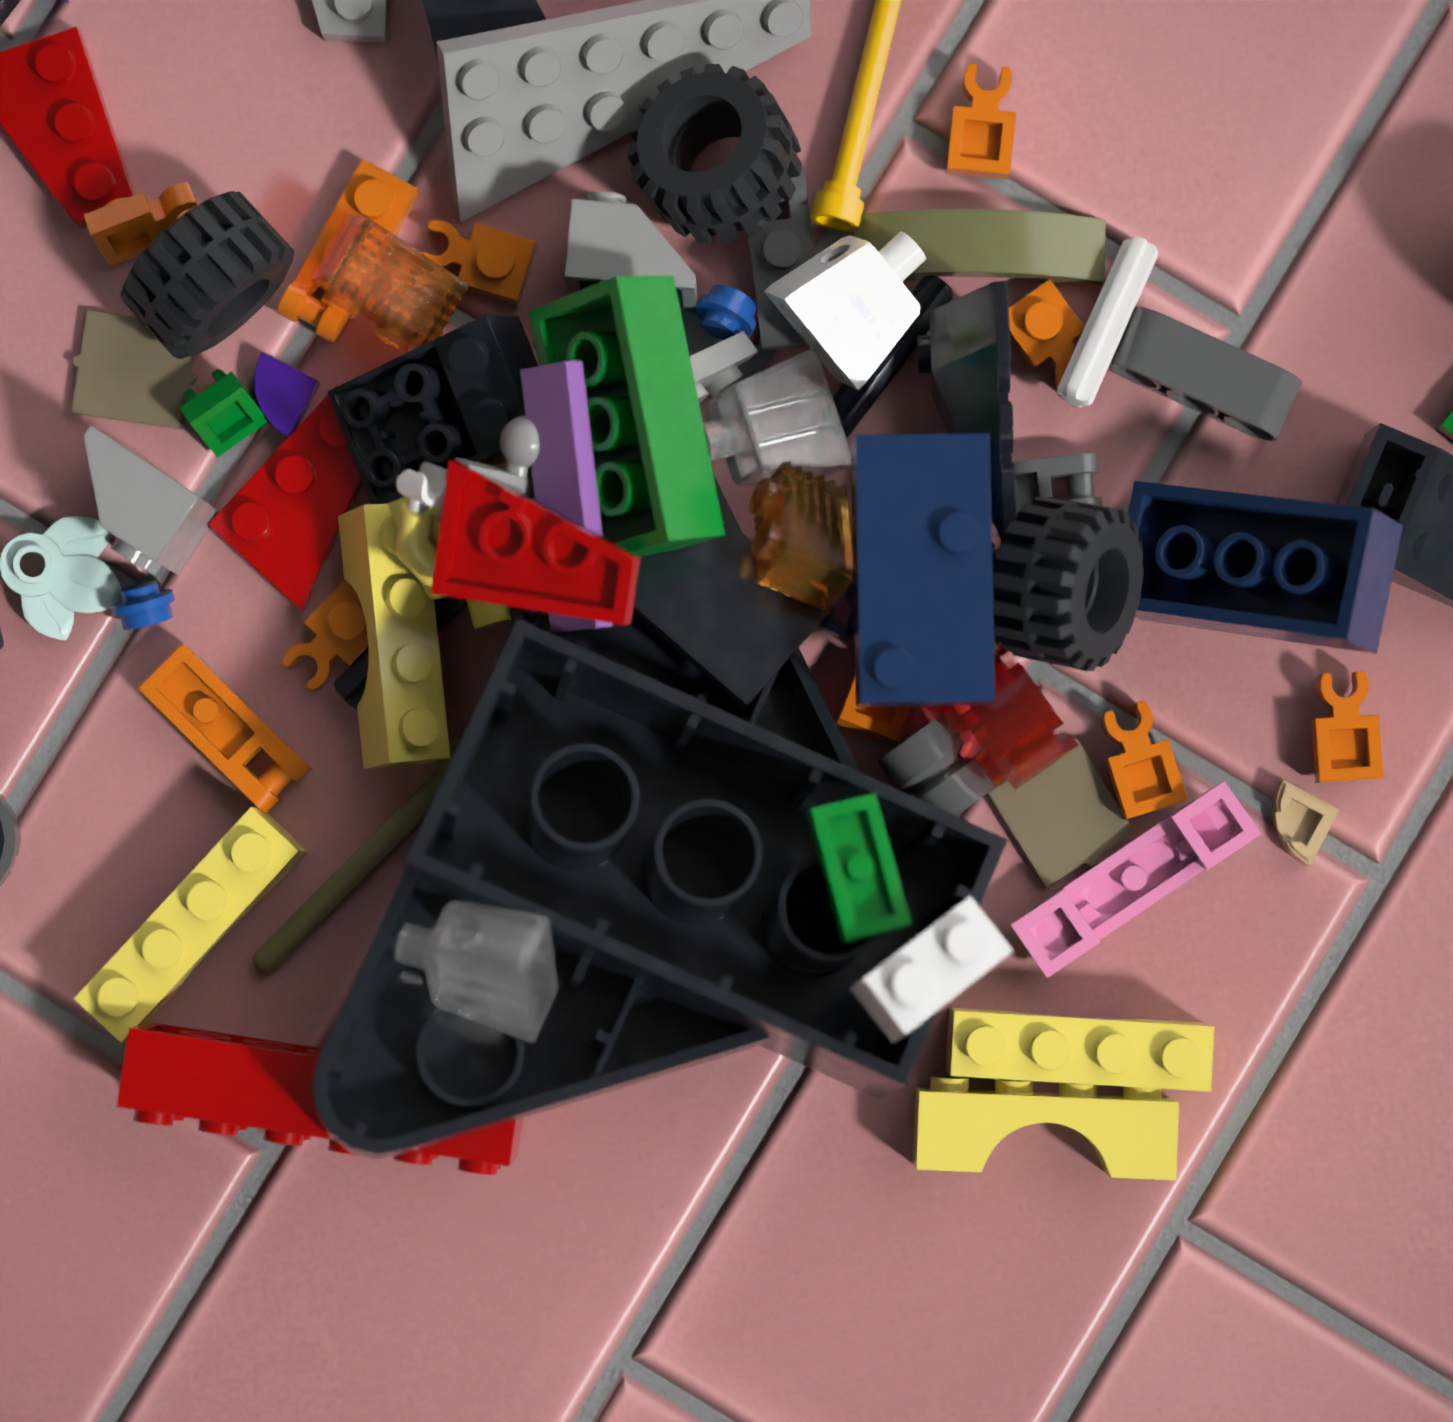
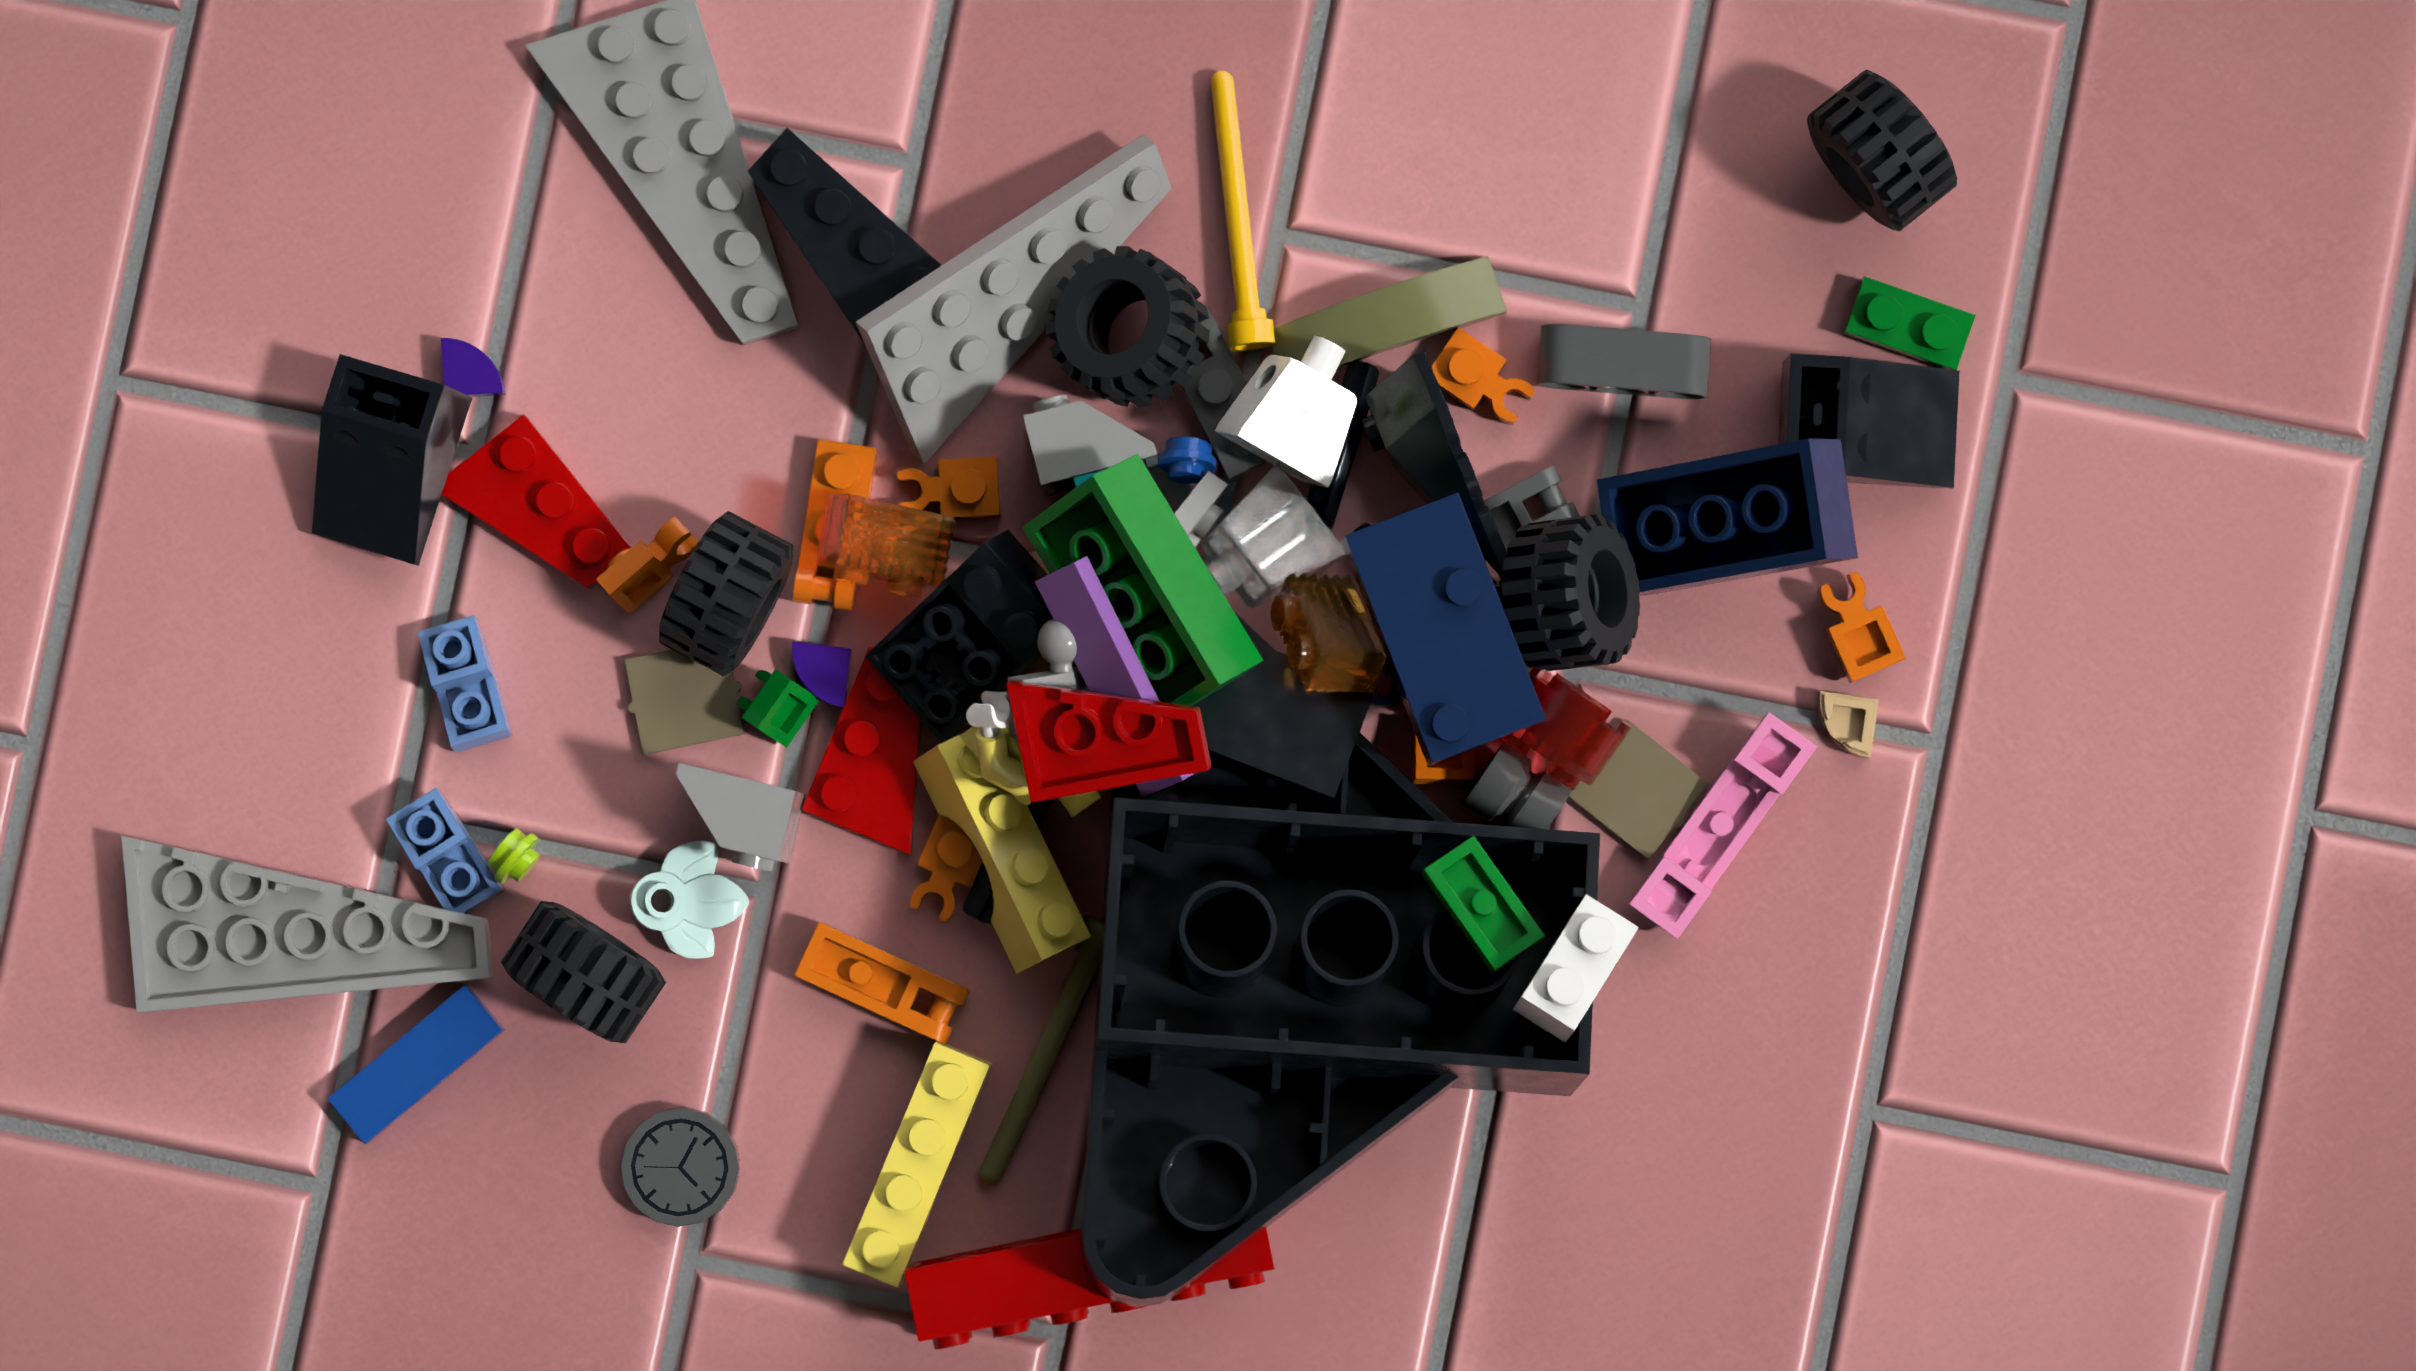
camera: 20 degrees left, 0 degrees up
(143, 605) = (771, 901): blue plate -> none
(486, 965) = (1196, 1103): clear torso -> none
(962, 1126) = (1652, 1093): light yellow arch -> none
(982, 134) = (1353, 222): orange plate -> none
(1079, 1050) = (1728, 990): light yellow arch -> none
(1107, 322) = (1522, 347): white axle -> none
(1144, 773) = (1698, 729): orange plate -> none

